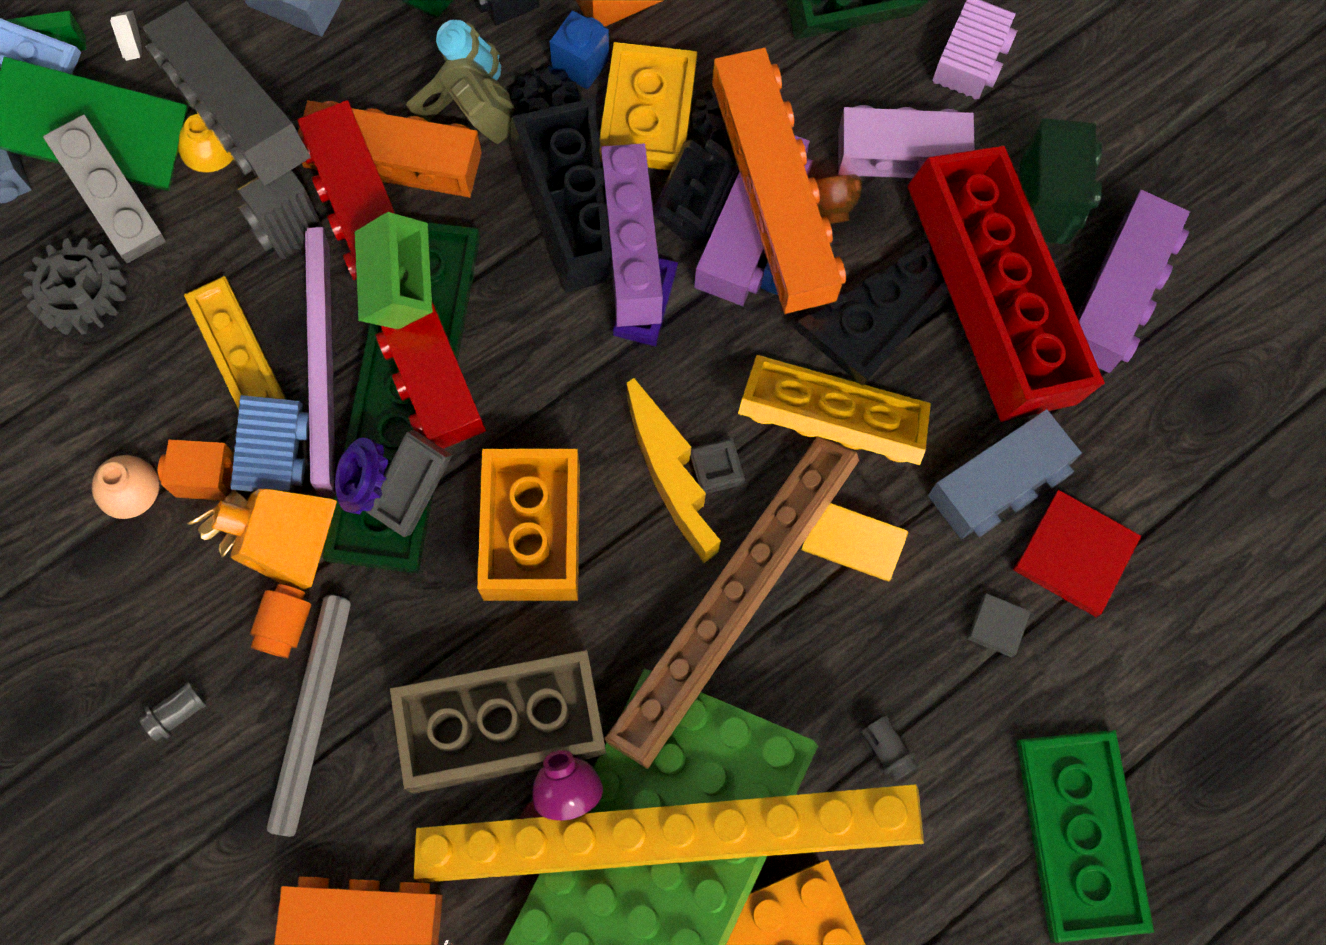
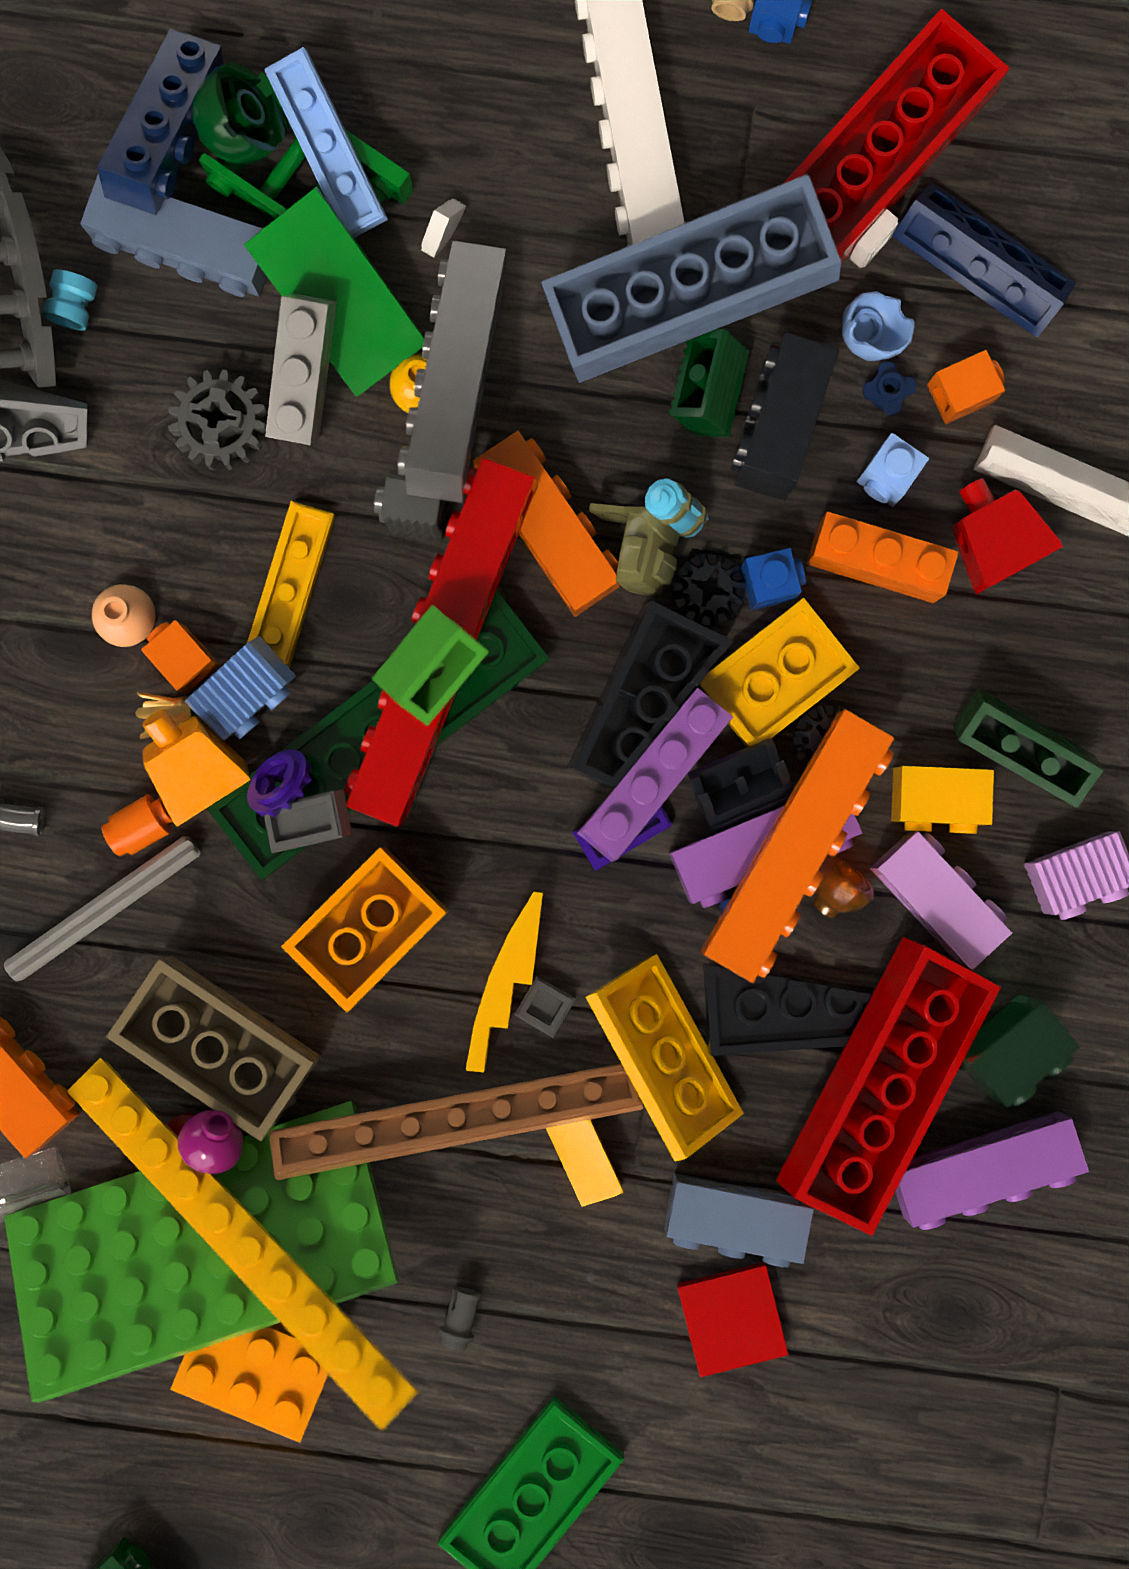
camera: 45 degrees right, 15 degrees up
(320, 363) = (339, 653): lavender tile -> none
(836, 80) = (942, 797): none -> yellow brick
(999, 625) = (623, 1312): dark grey tile -> none

